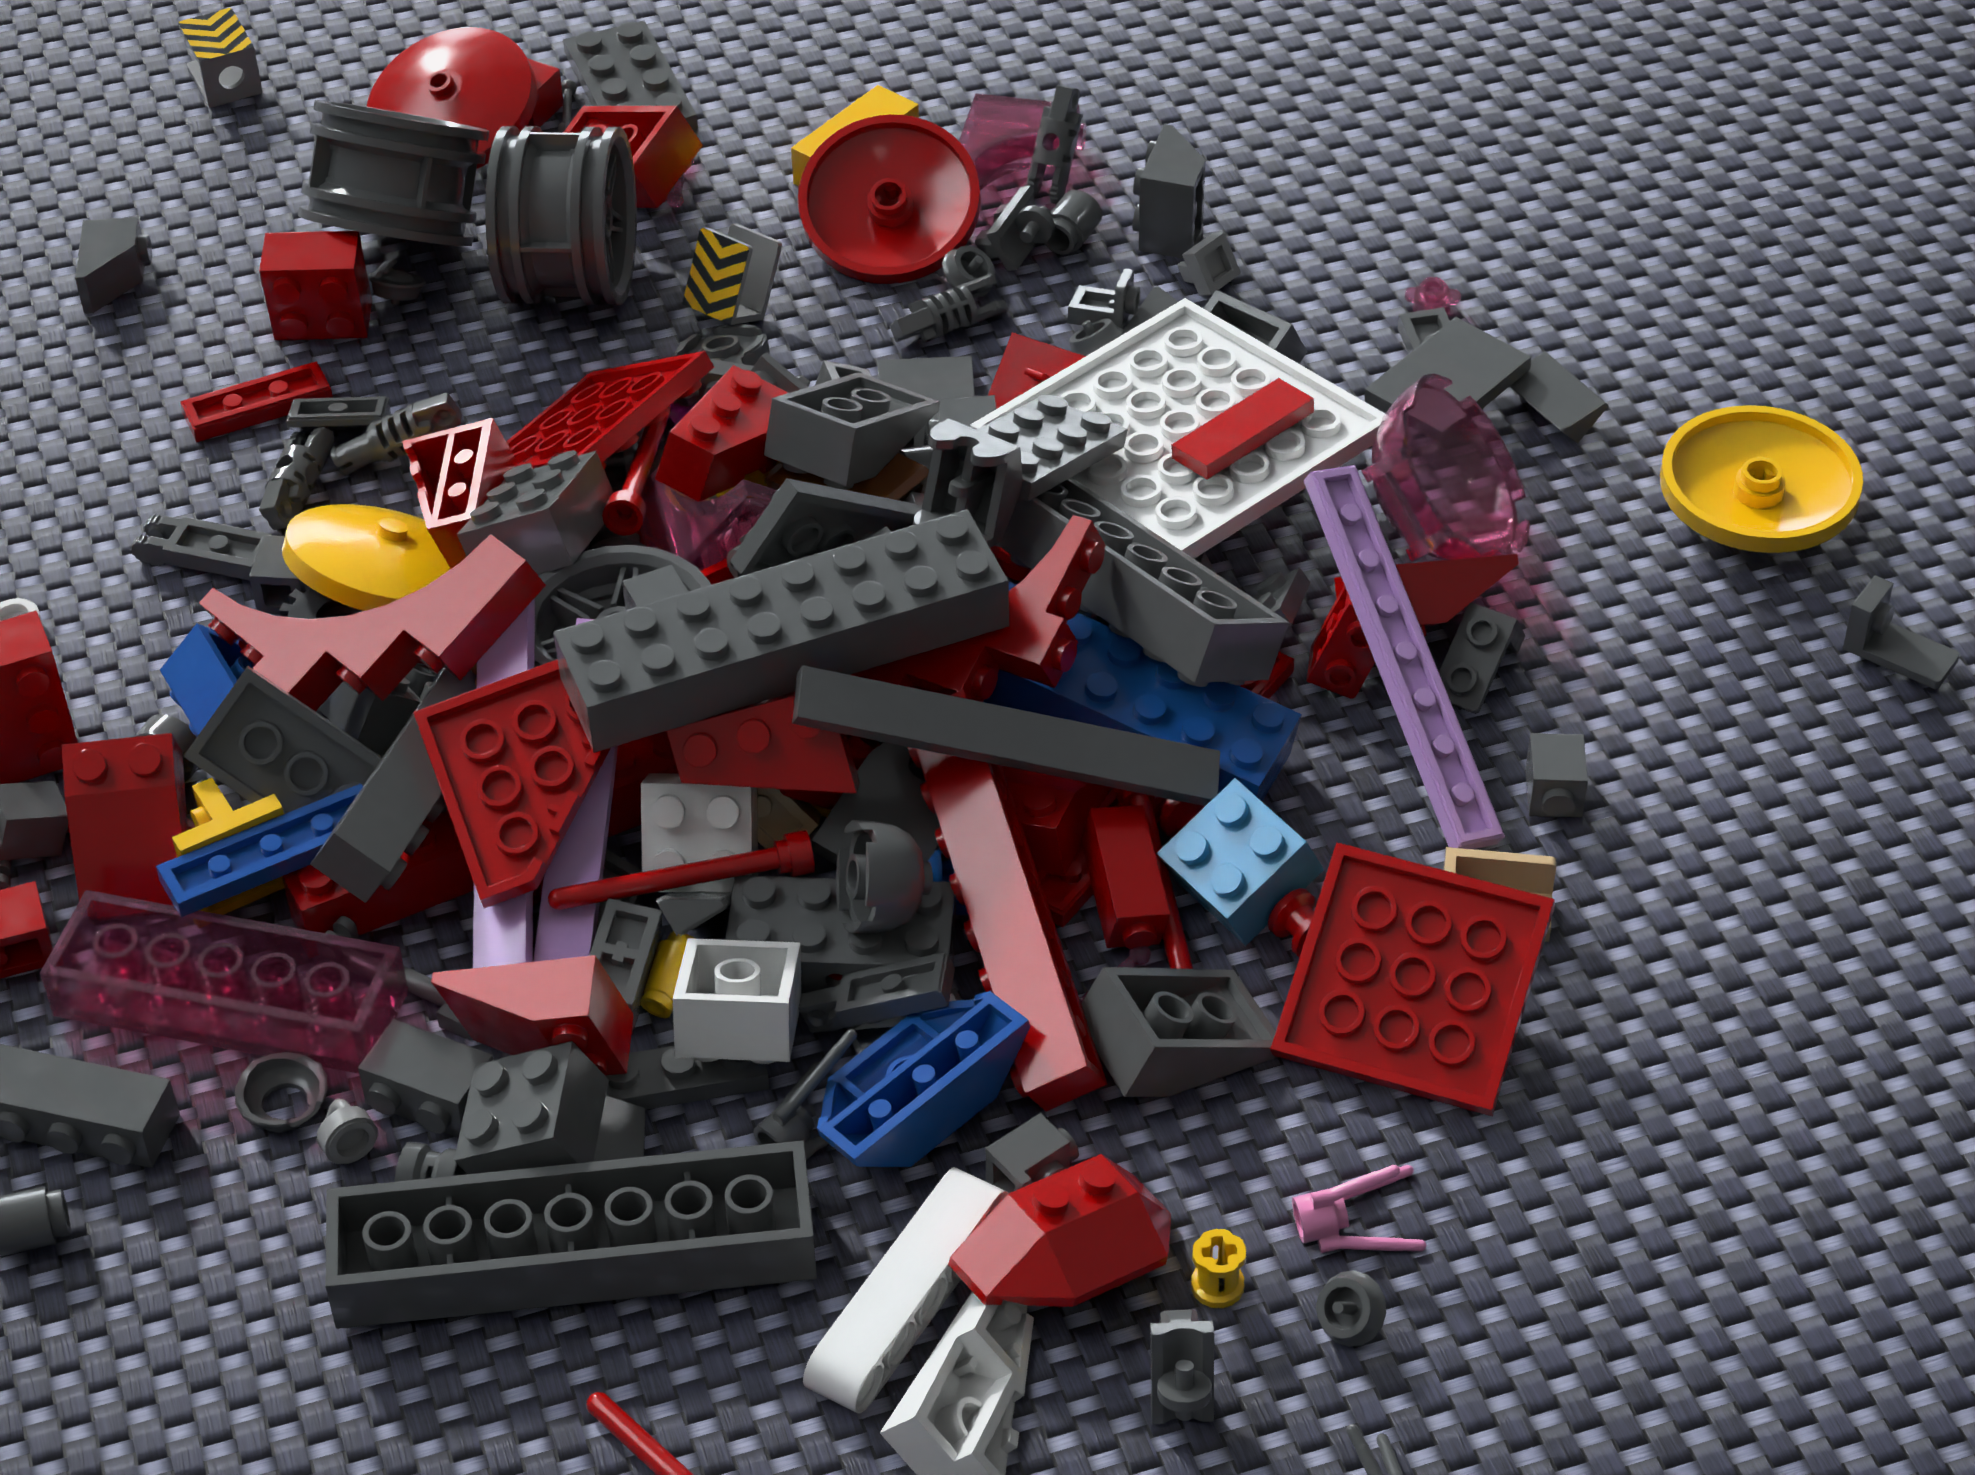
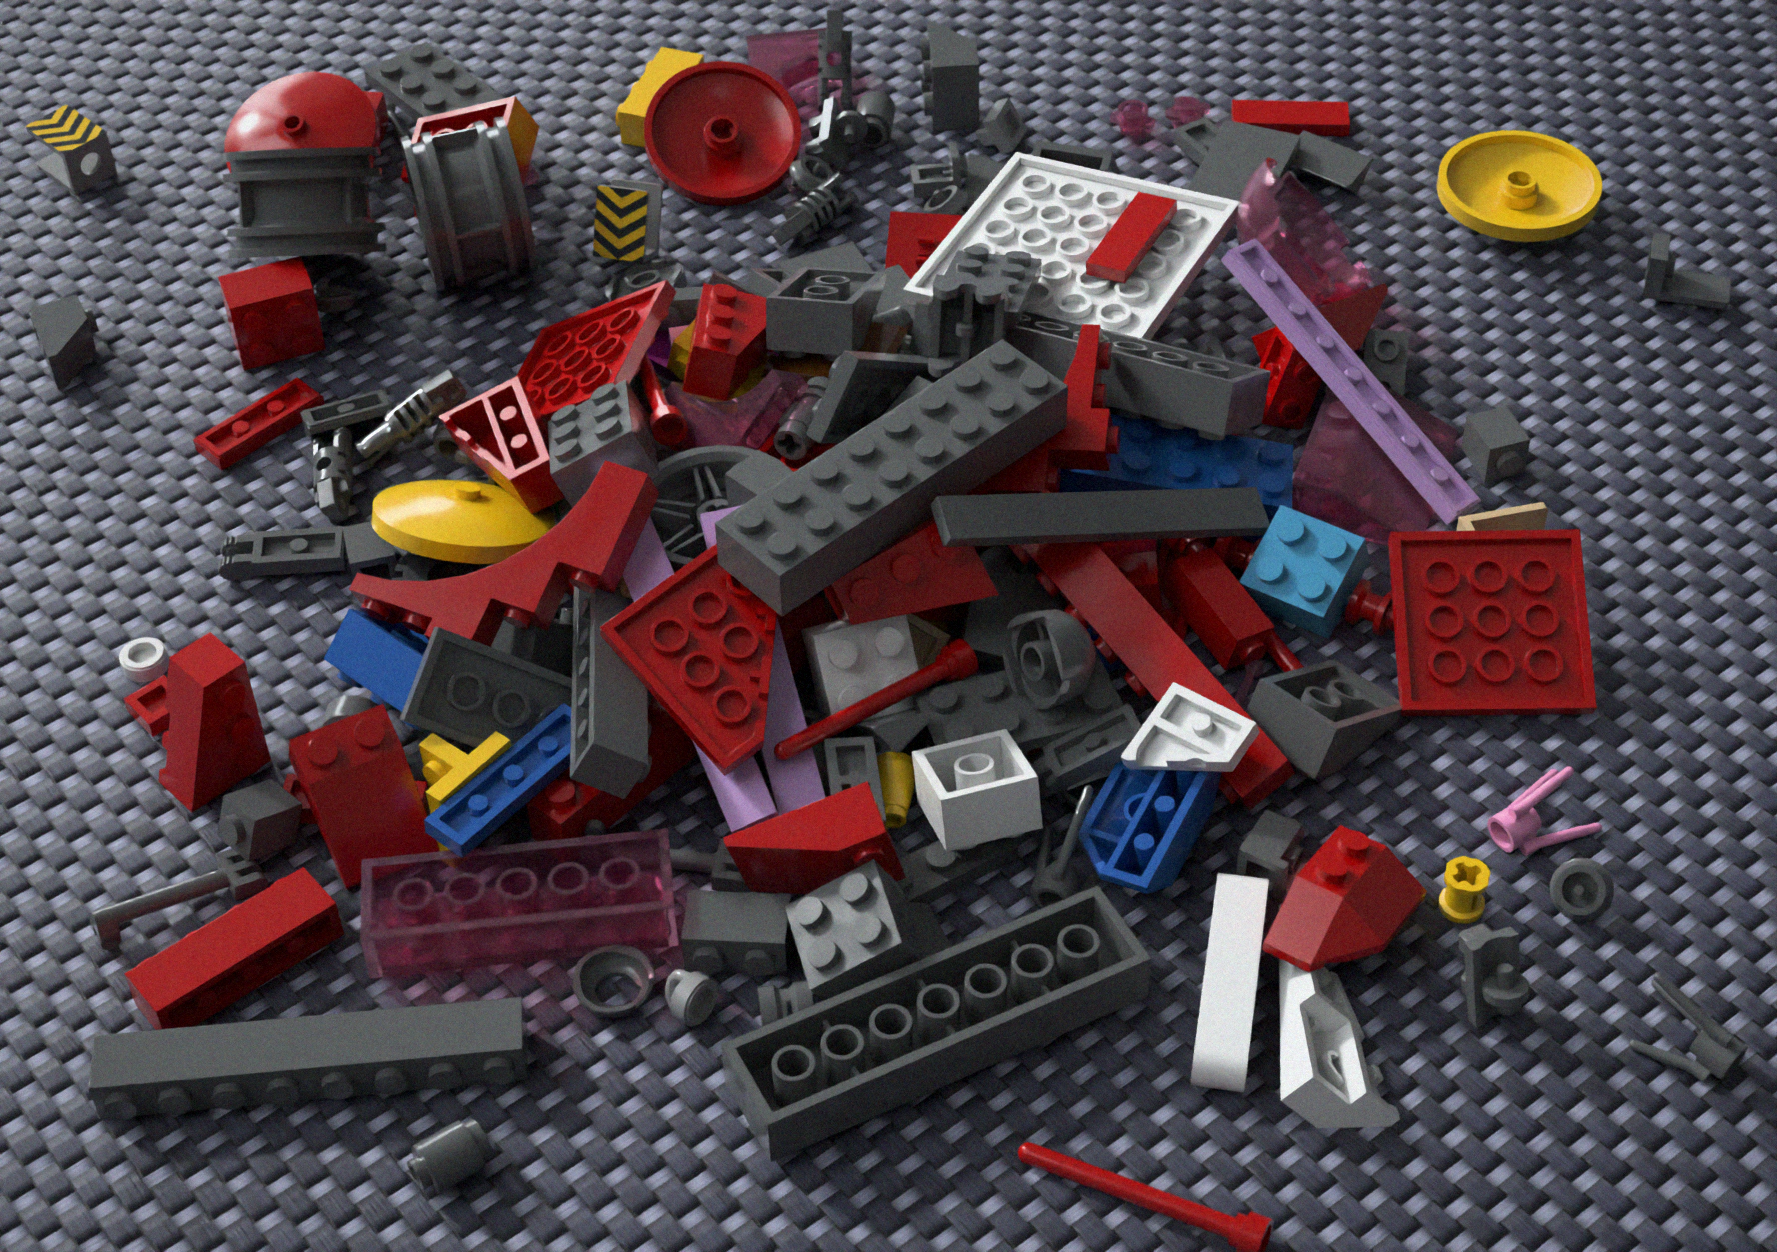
camera: 20 degrees left, 0 degrees up
(980, 1006) = (1190, 735): none -> white wing
(1361, 778) = (1352, 480): none -> clear pink slope
(1365, 288) = (1132, 117): none -> clear pink plate
(1551, 332) = (1294, 117): none -> red tile

